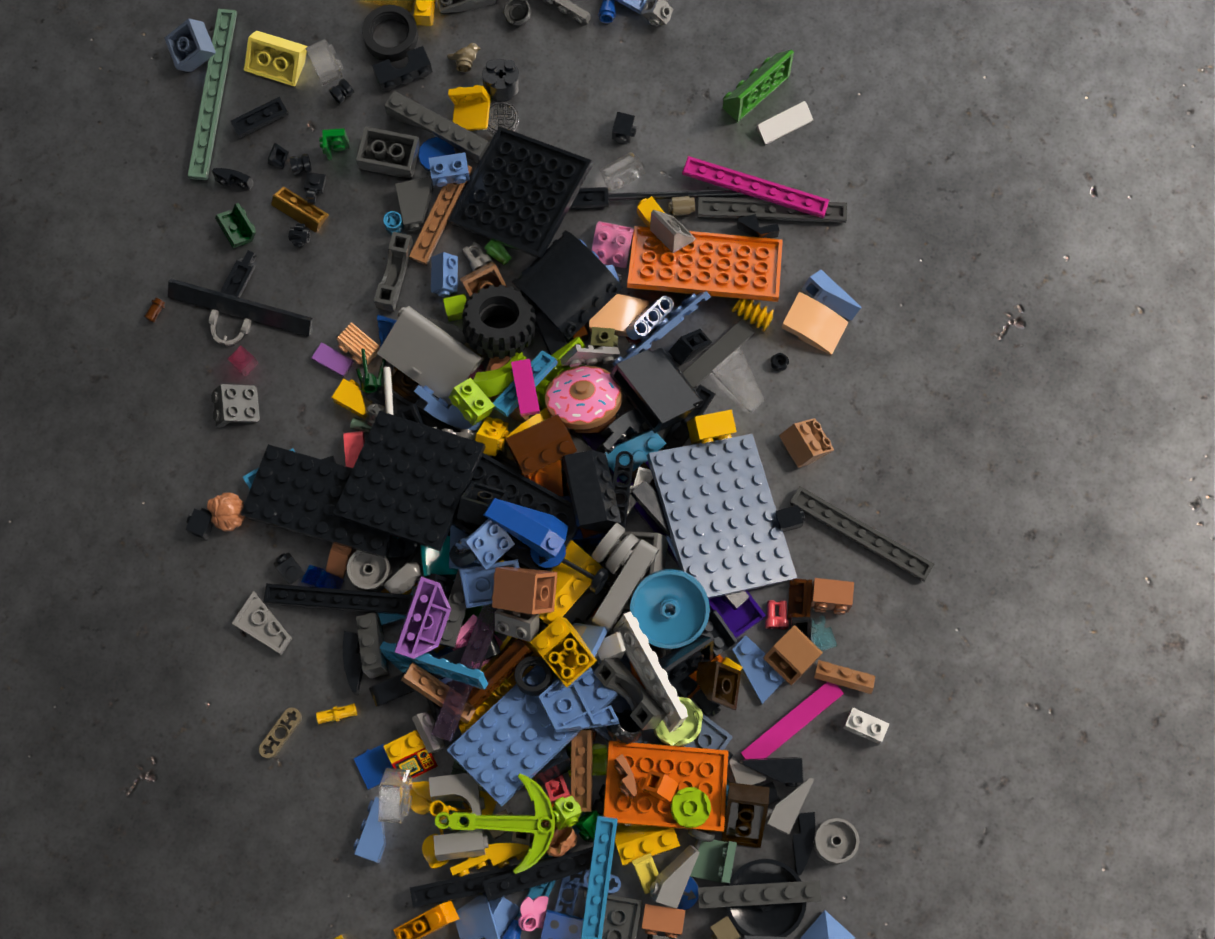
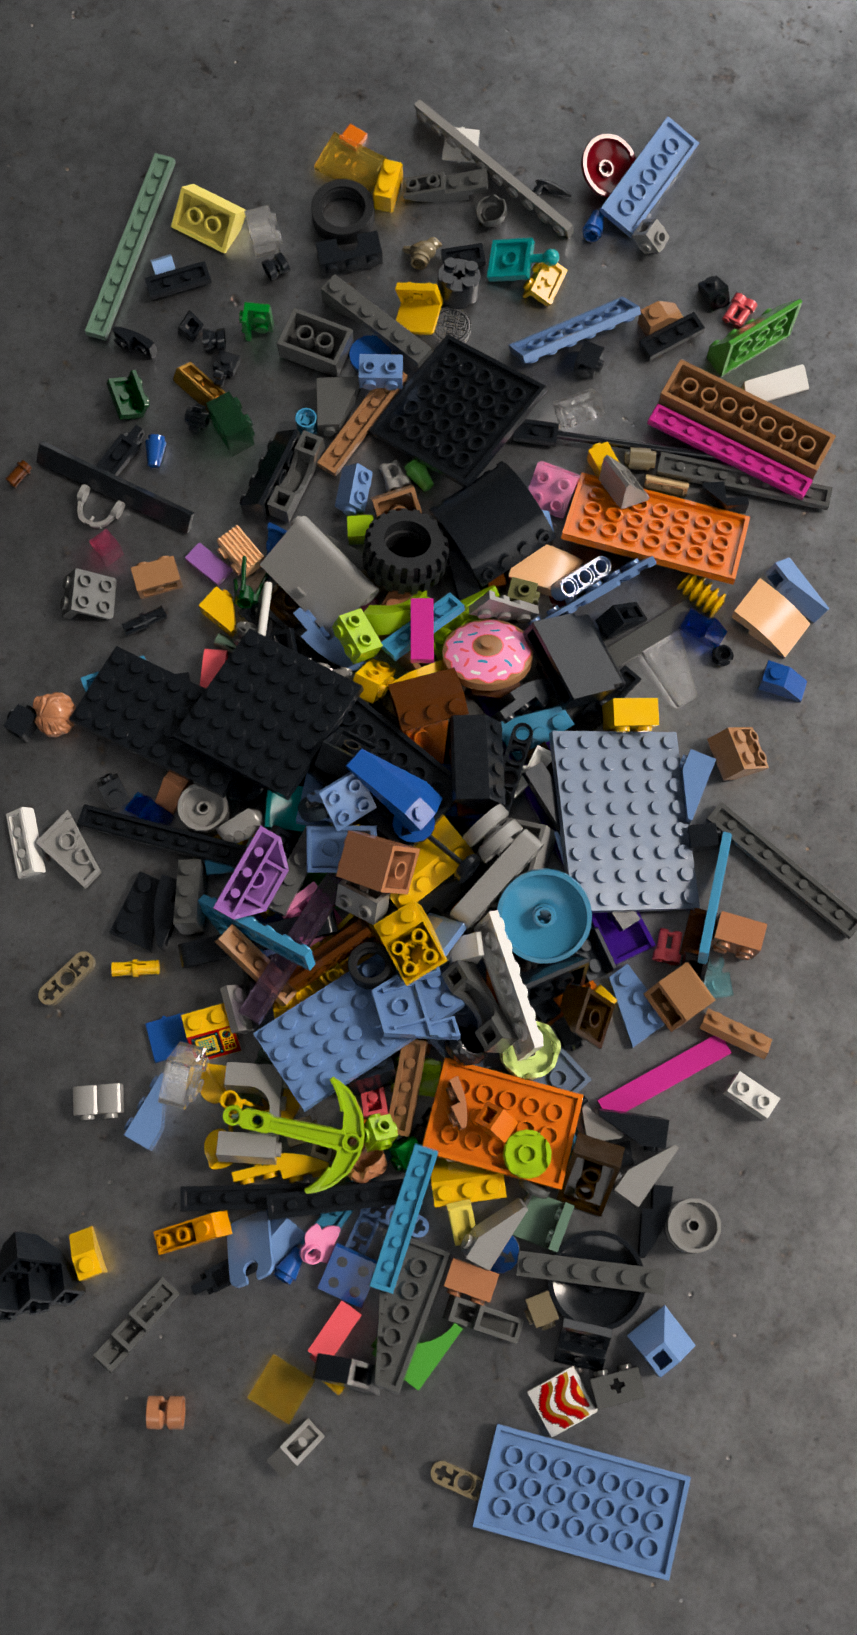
camera: 10 degrees right, 0 degrees up
(190, 45) = (115, 186): sand blue brick -> none
(221, 624) = (23, 839): none -> white slope
(243, 105) = (163, 264): none -> light blue slope
(268, 269) = (155, 449): none -> blue cone
(287, 418) = (144, 620): none -> black pin
(290, 378) = (156, 577): none -> medium nougat brick
(327, 829) = (98, 1100): none -> light grey brick
(329, 235) = (231, 423): none -> clear green brick
(329, 669) = (136, 916): none -> black wing
(371, 274) = (270, 474): none -> black slope
(506, 51) = (467, 252): none -> black plate
(543, 50) = (513, 259): none -> teal plate
(573, 65) = (544, 282): none -> yellow bracket
(606, 104) = (574, 329): none -> medium blue plate
(677, 81) = (658, 316): none -> medium nougat slope
(690, 94) = (671, 336): none -> black plate
(707, 224) = (666, 485): none -> tan slope
(720, 50) = (715, 291): none -> black bracket
(743, 56) = (740, 303): none -> coral piece
(759, 342) = (703, 629): none -> clear blue slope
(764, 157) = (746, 419): none -> medium nougat brick
(774, 468) = (694, 776): none -> medium blue slope
(807, 569) = (714, 898): none -> dark azure tile
(833, 375) = (782, 681): none -> blue slope

